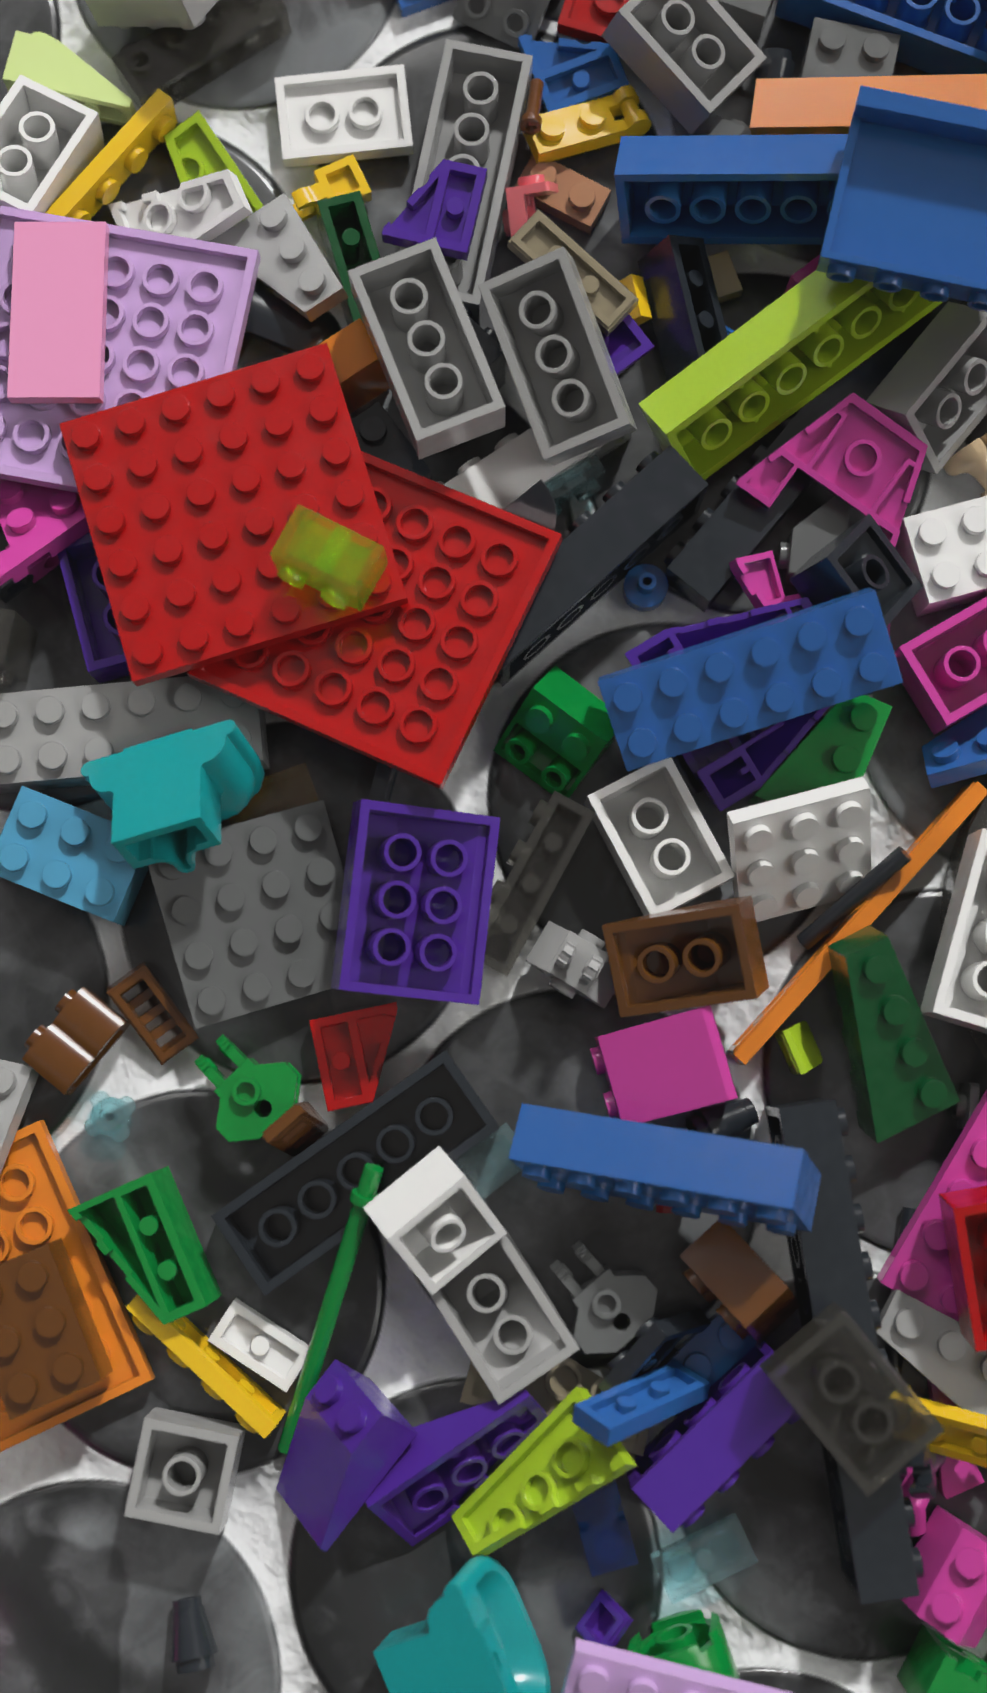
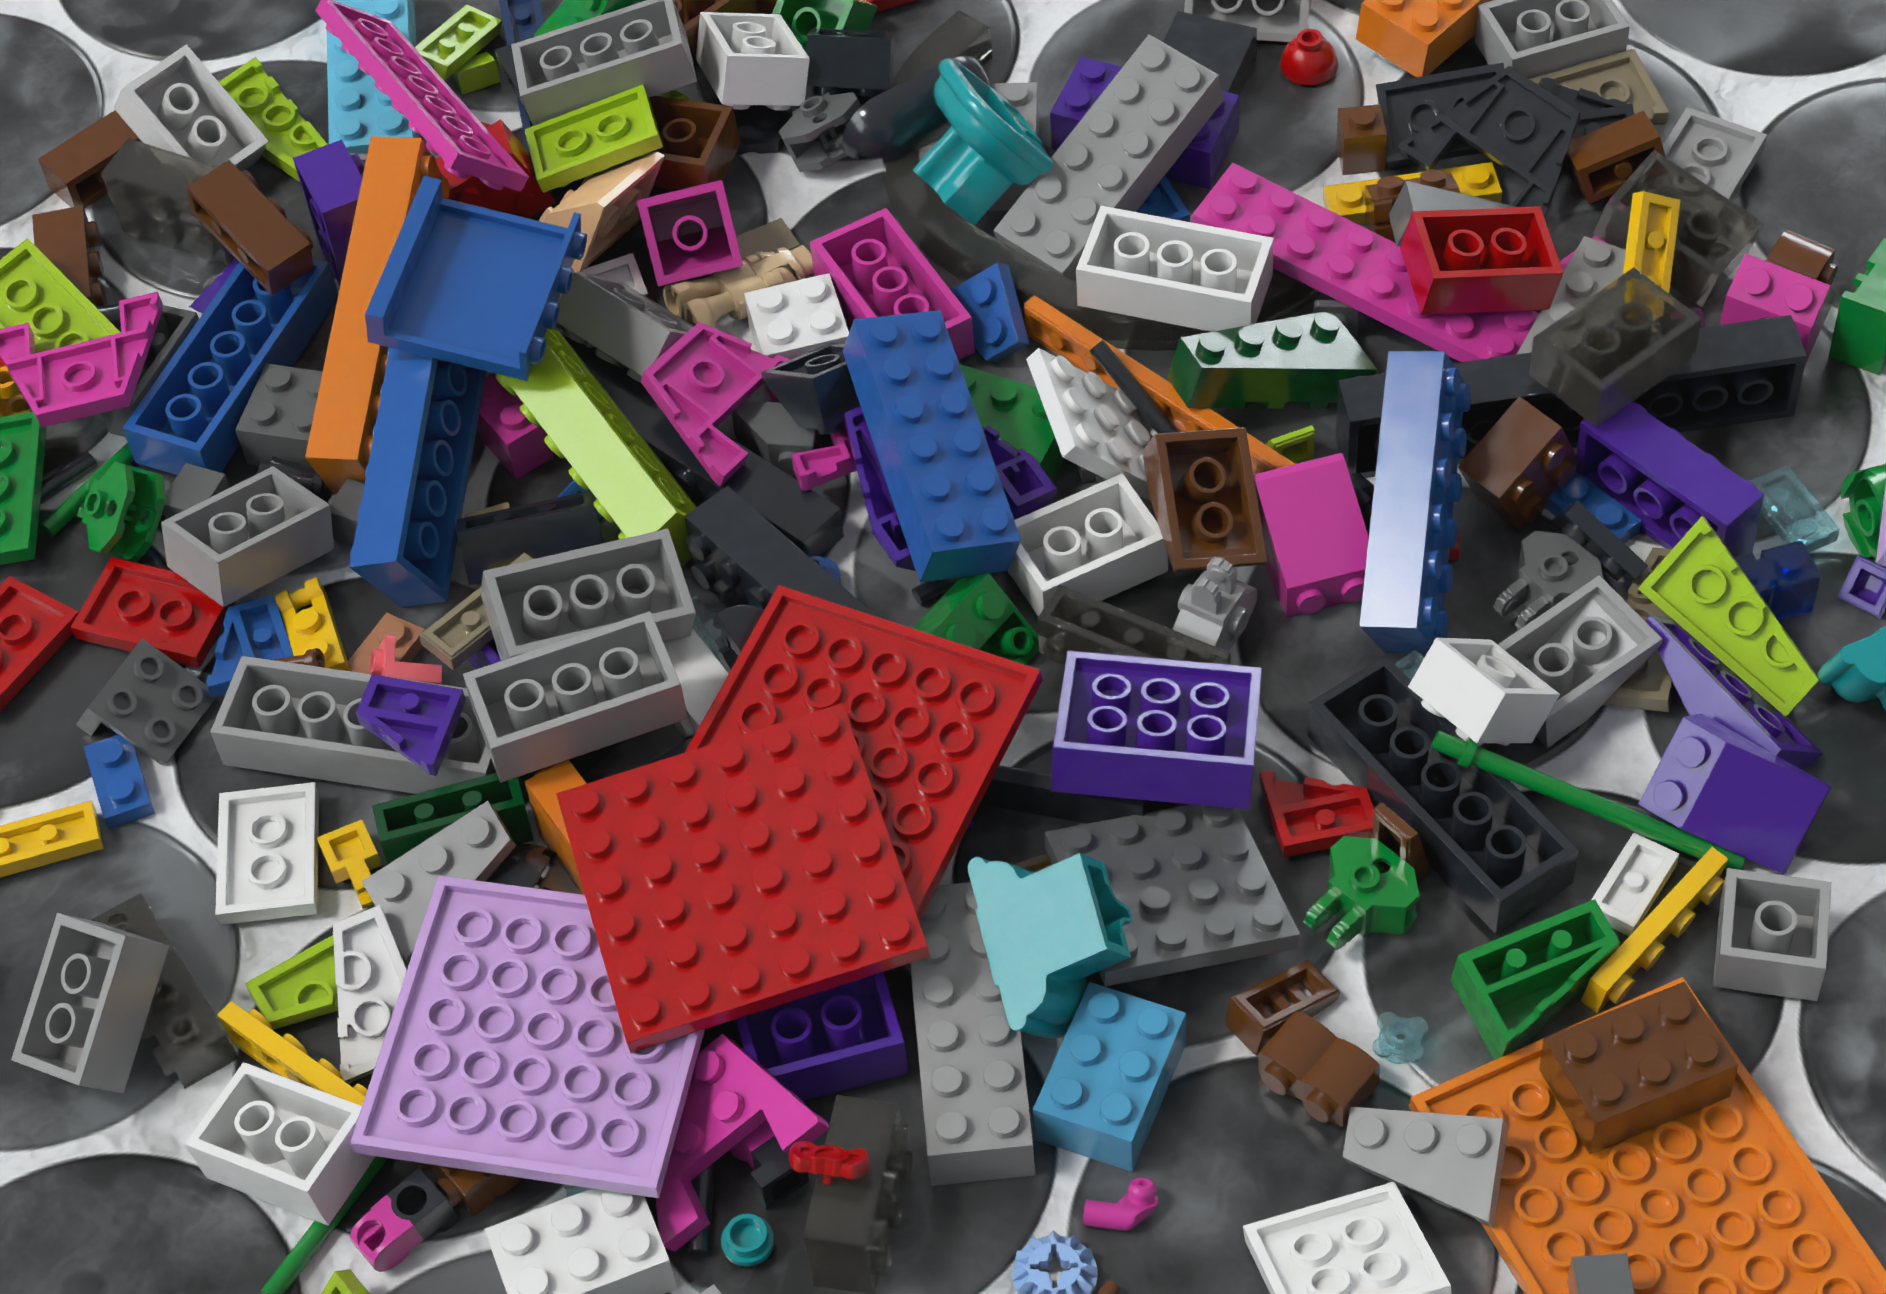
camera: 85 degrees left, 30 degrees down
(58, 313) = (492, 1058): bright pink tile -> none
(61, 70) = (157, 1154): yellowish green slope -> none
(328, 559) = (804, 750): clear neon green brick -> none
(640, 1403) = (1646, 526): blue plate -> none

